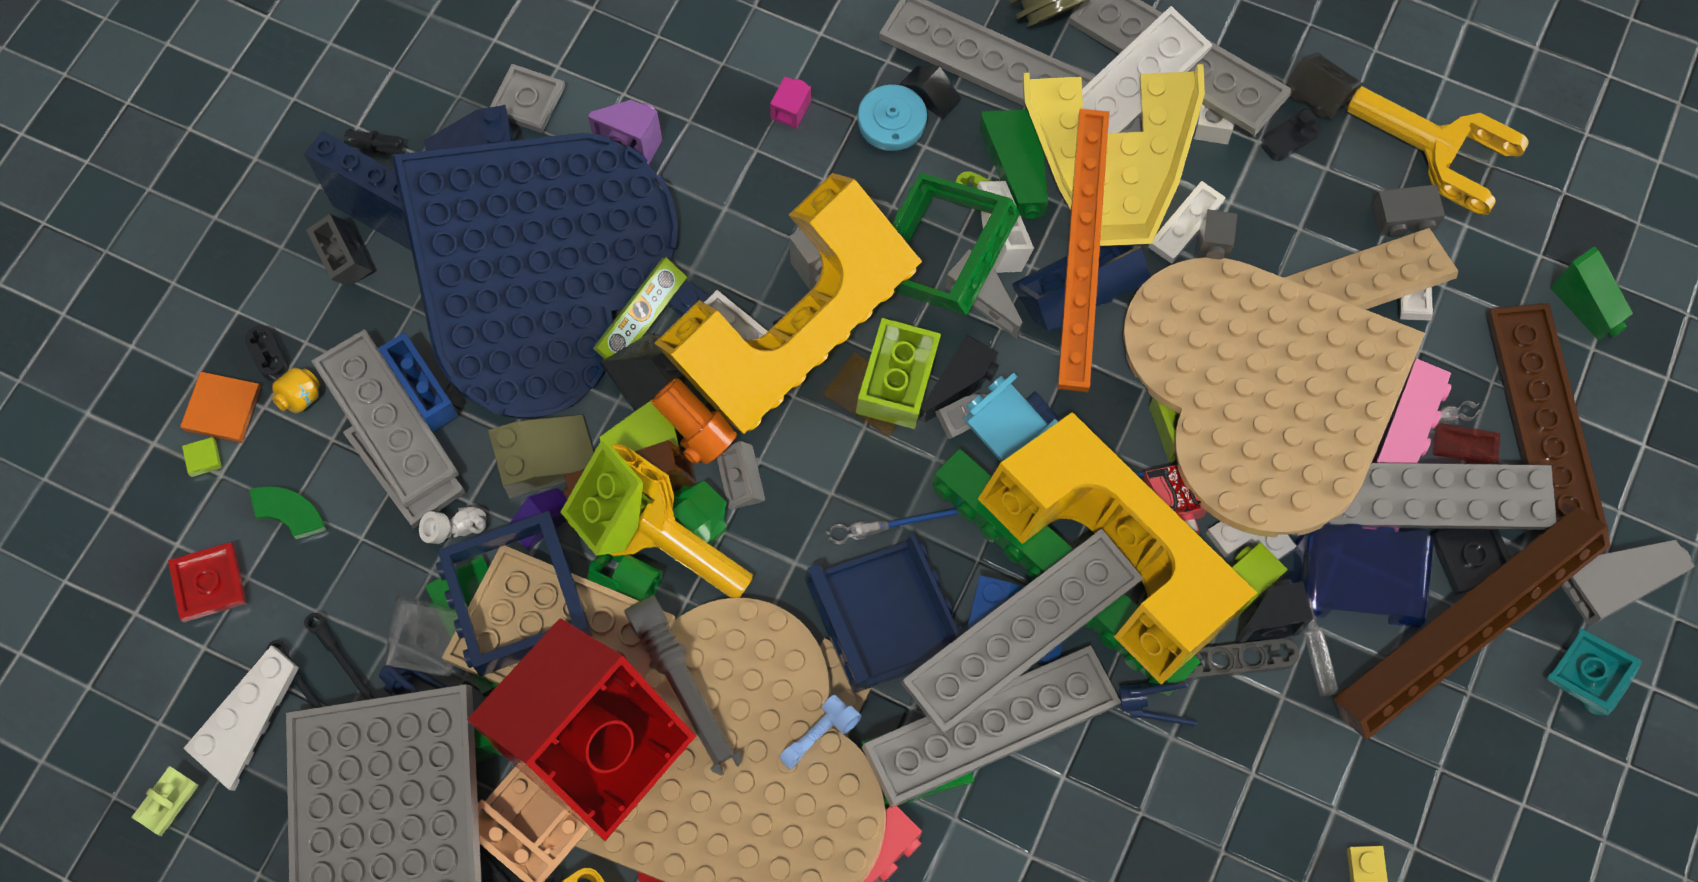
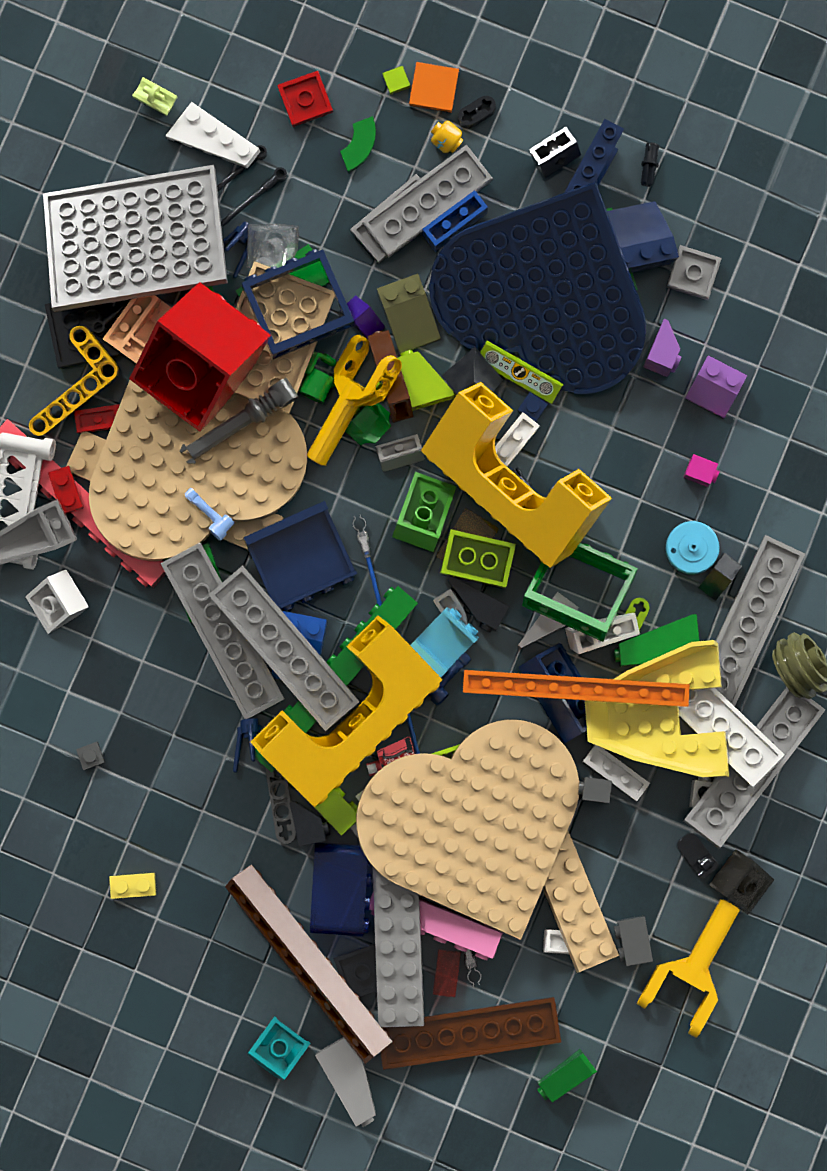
camera: 90 degrees right, 15 degrees up
(436, 526) = (349, 246): white arm -> none
(605, 502) = (356, 357): lime slope -> none
(680, 78) = (716, 386): none -> medium lavender slope
(703, 432) = (424, 420): orange piece -> none
(828, 444) = (424, 511): none -> bright green slope
(1320, 658) = (284, 856): clear axle -> none

